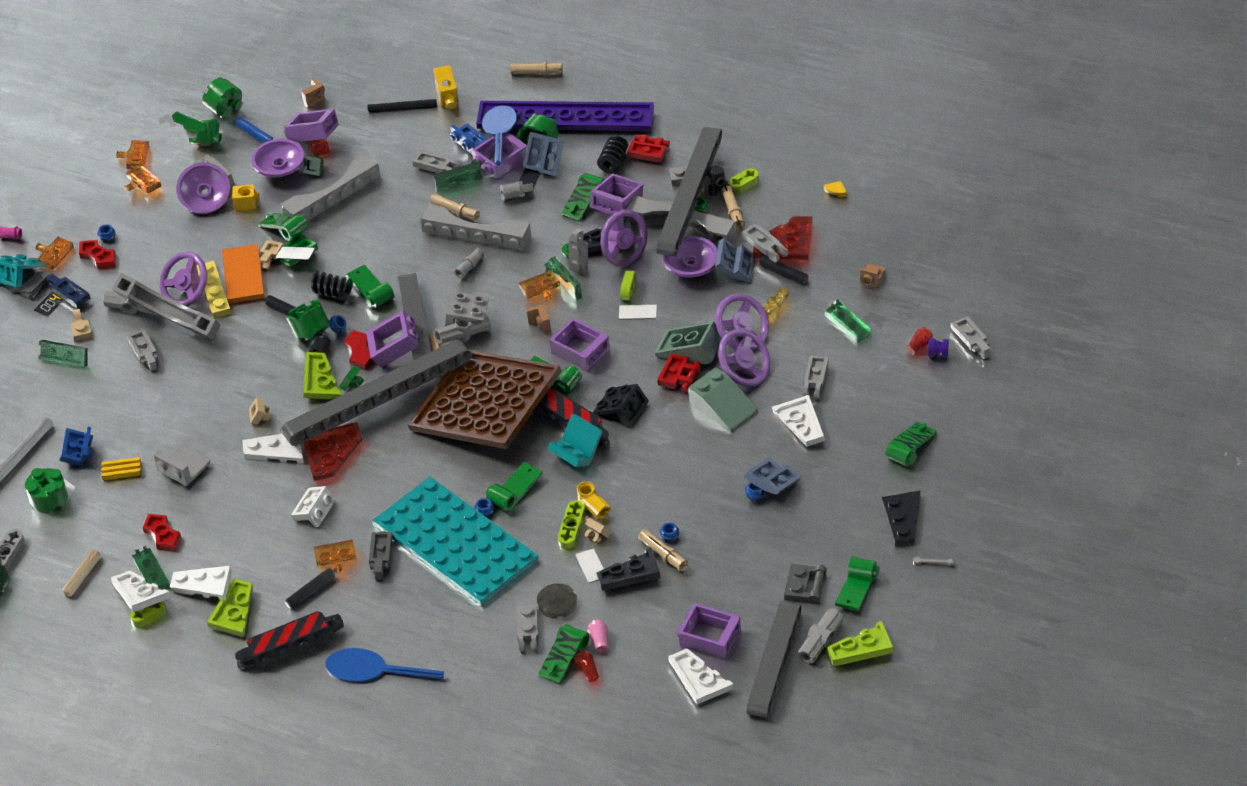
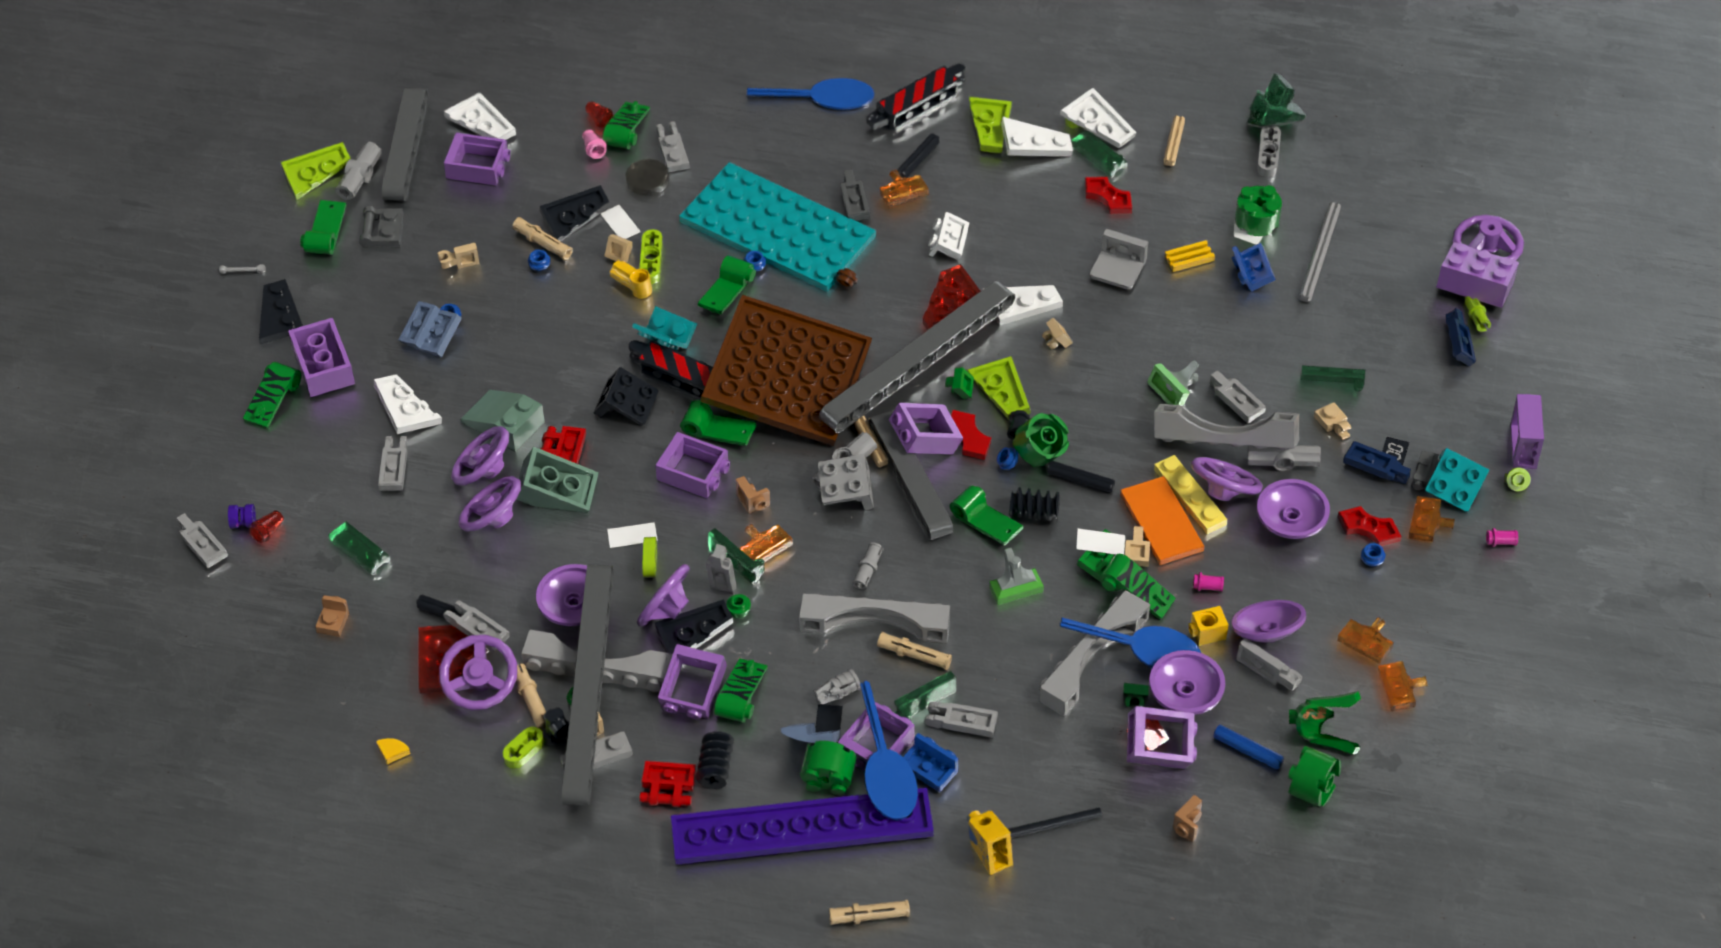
camera: 165 degrees right, 5 degrees up
(146, 255) = (1293, 500): none -> medium lavender dish
(185, 361) = (1173, 385): none -> bright green piece
(231, 227) = (1208, 582): none -> dark pink pin
(291, 185) = (1147, 643): none -> blue piece
(366, 241) = (1015, 581): none -> piece
(411, 479) = (846, 277): none -> reddish brown plate
(734, 261) = (516, 605): sand blue slope -> none
(736, 538) = (462, 256): none -> tan plate
(768, 215) = (478, 673): none -> medium lavender piece
(774, 302) = (456, 557): clear yellow pin -> none
(866, 457) = (321, 357): none -> medium lavender brick

